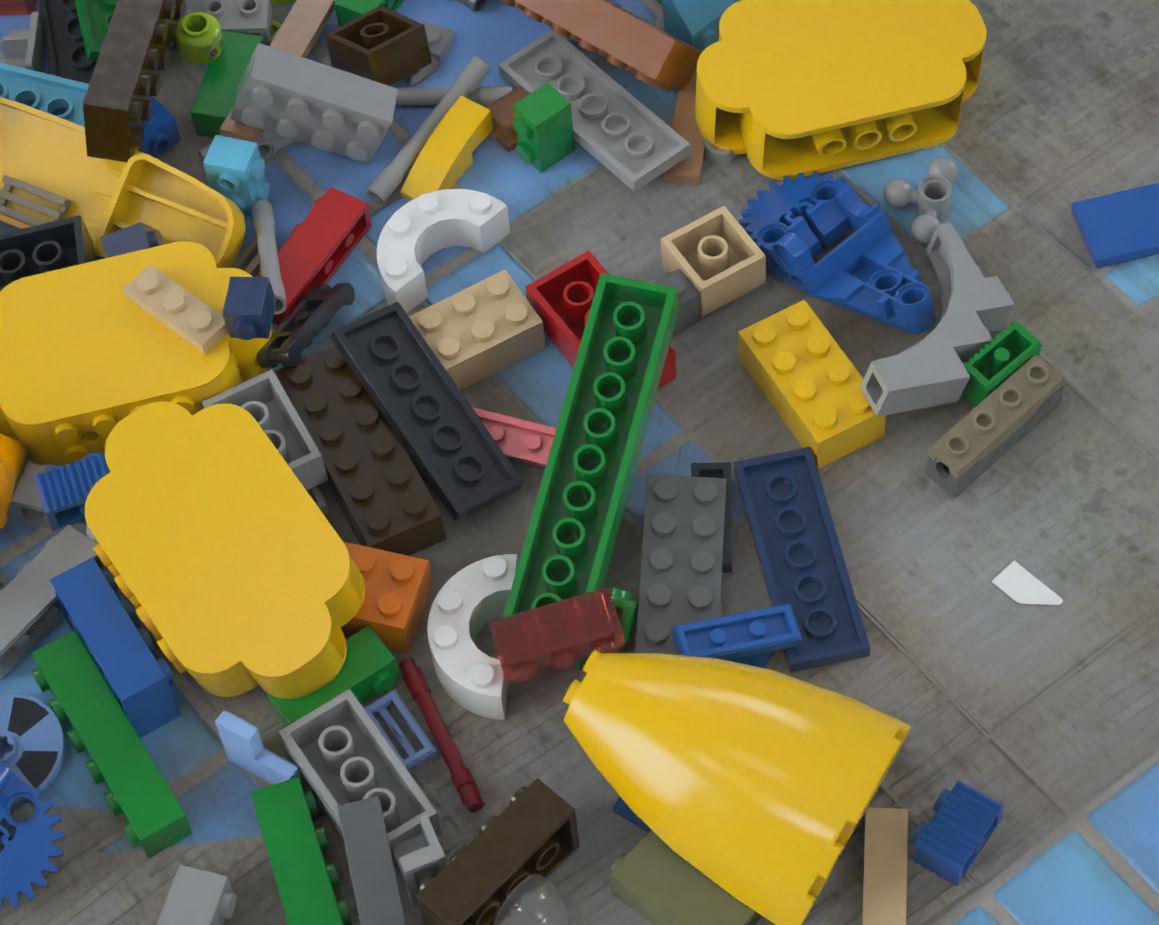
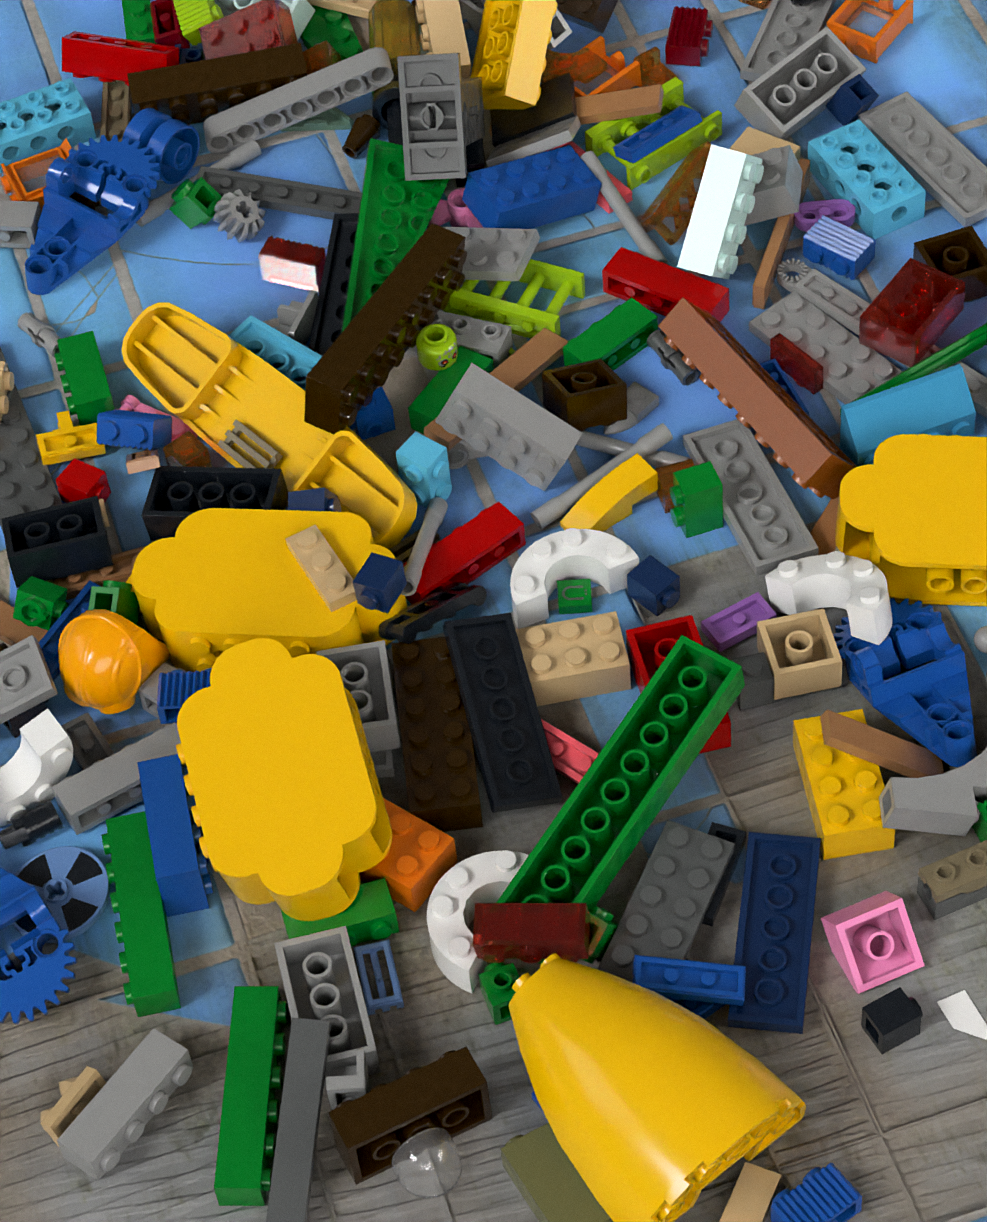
camera: 20 degrees right, 5 degrees down
(245, 749) = (247, 953): light blue tile -> none
(448, 266) = (574, 596): none -> green tile
(460, 775) = (415, 1029): dark red piece -> none
(530, 231) = (653, 585): none -> dark blue brick
(541, 719) = (497, 989): none -> green brick
(633, 244) = (737, 621): none -> medium lavender plate
(727, 175) = (834, 582): none -> white brick
(839, 334) = (878, 746): none -> medium nougat tile
(905, 537) = (873, 941): none -> bright pink slope
(957, 614) = (891, 1020): none -> black brick

